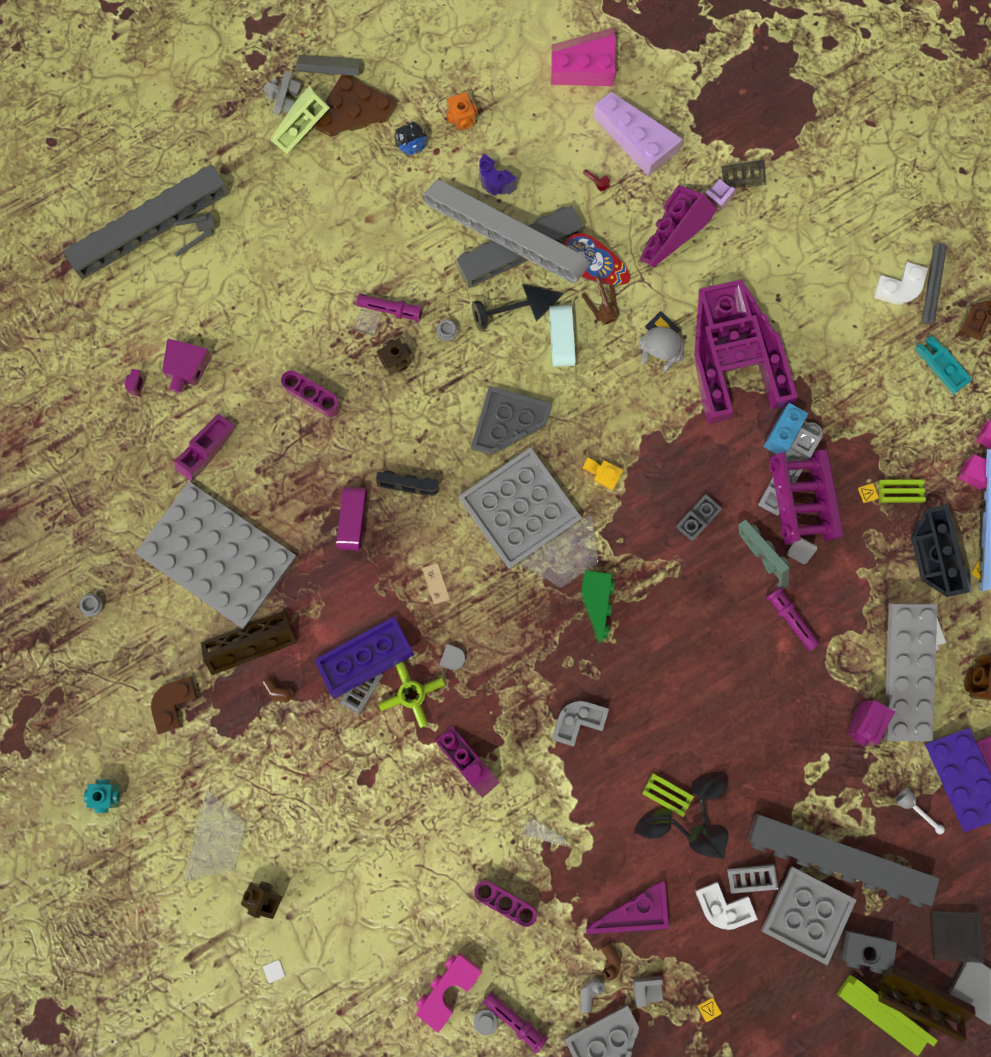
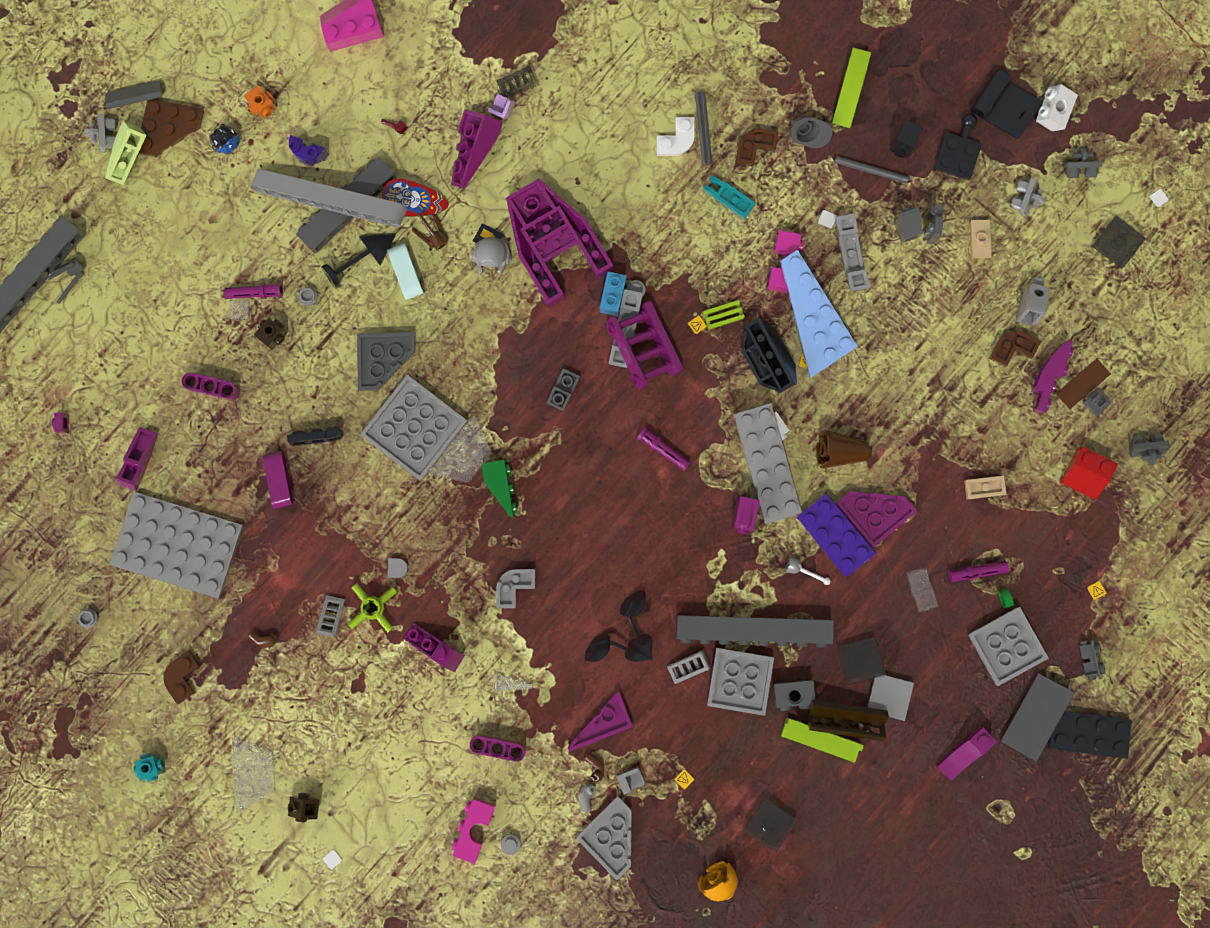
camera: 10 degrees left, 5 degrees up
(184, 364) = (97, 394): magenta torso -> none
(248, 646) = (227, 610): dark brown fence -> none
(363, 657) = (324, 590): dark purple plate -> none
(435, 583) = (364, 511): tan sticker -> none
(523, 1029) = (541, 840): magenta pin -> none
(606, 474) = (476, 377): yellow plate -> none
(636, 133) = (418, 76): lavender wedge -> none
(685, 805) = (586, 619): lime tile -> none
(724, 915) = (671, 702): white plate -> none
(766, 550) = (623, 399): sand green wing -> none
(801, 551) = (654, 391): light grey slope -> none

